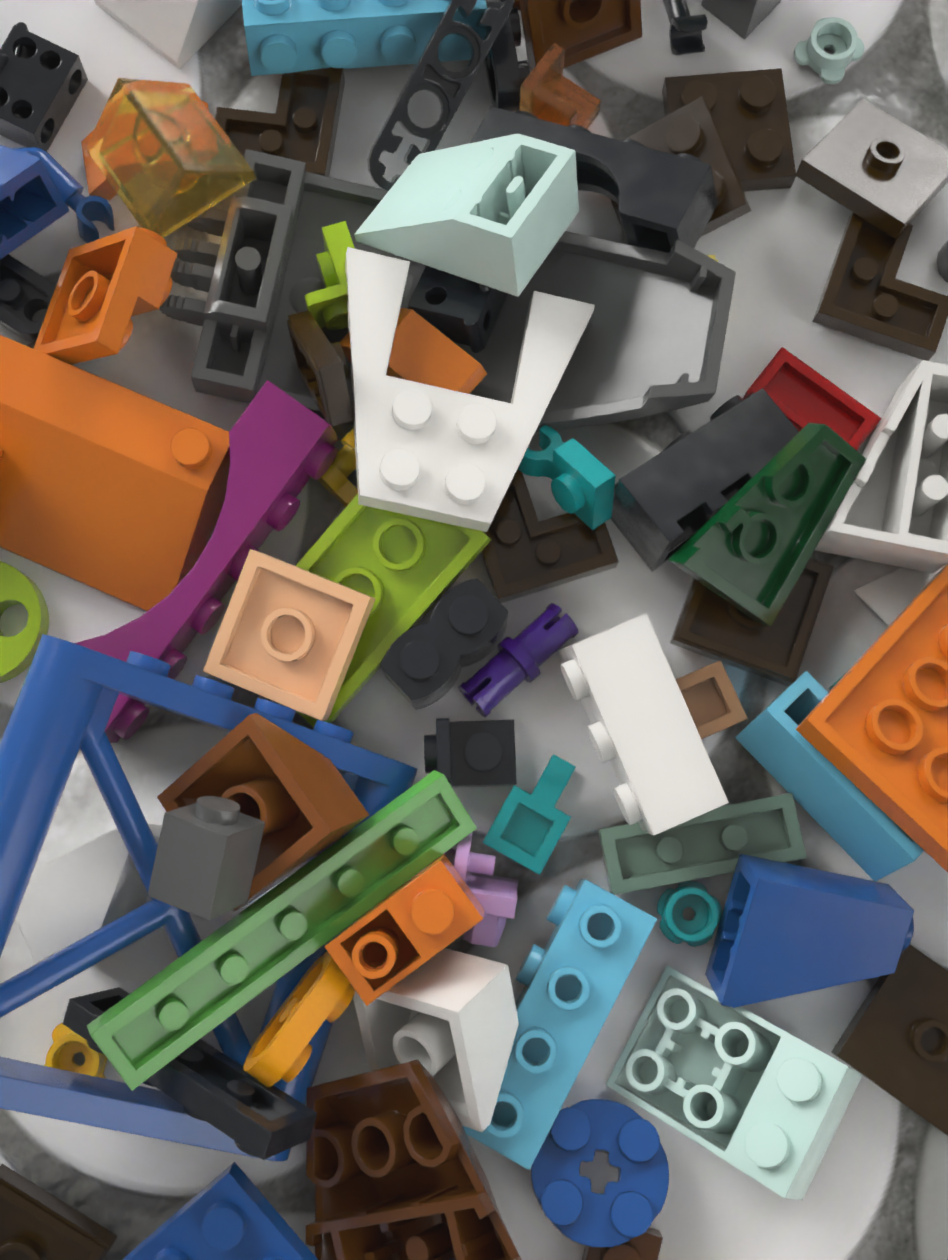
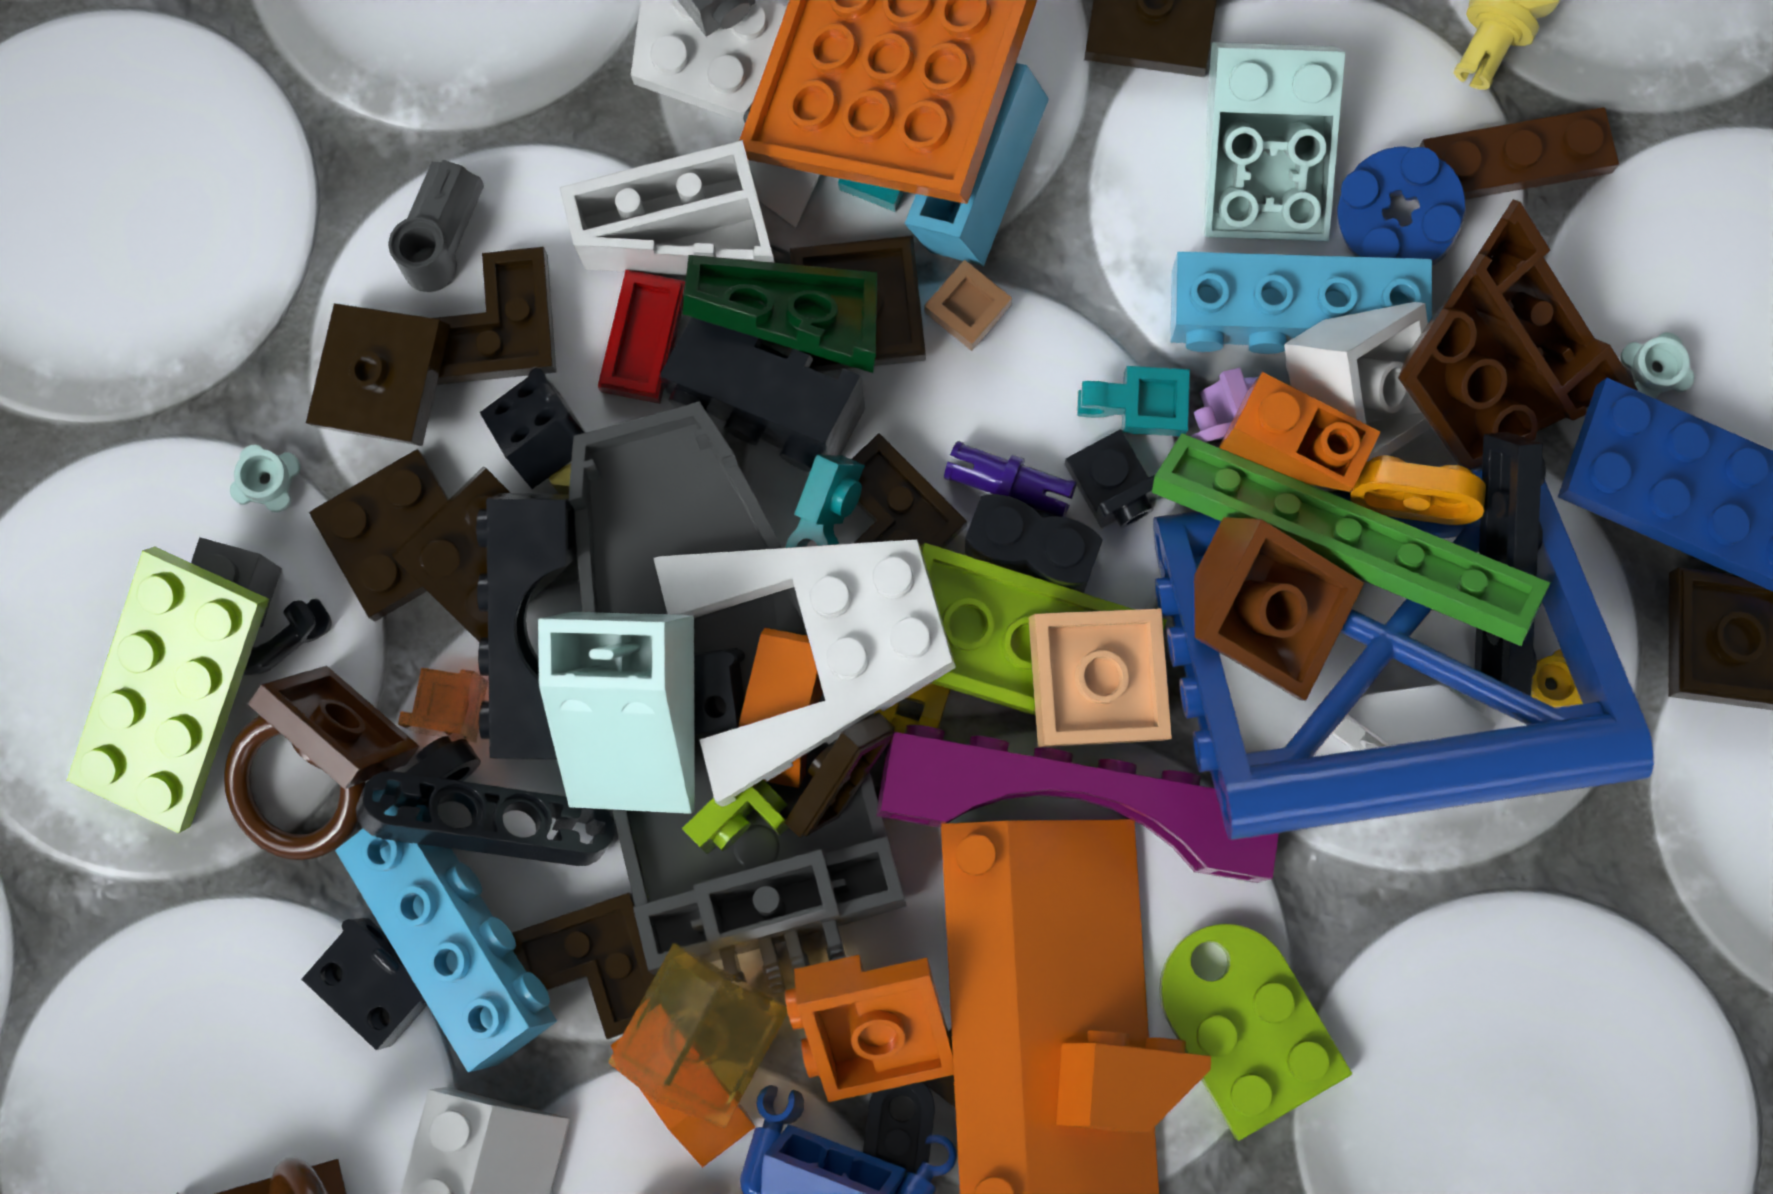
camera: 110 degrees left, 0 degrees up
(206, 857) = (1336, 614): dark grey brick -> none
(642, 726) = (1018, 342): white wedge -> none
(702, 845) = (1091, 252): sand green plate -> none
(706, 918) = (1157, 221): teal plate -> none
(769, 264) = (533, 428): none -> black piece
(803, 932) = (1123, 136): blue slope -> none

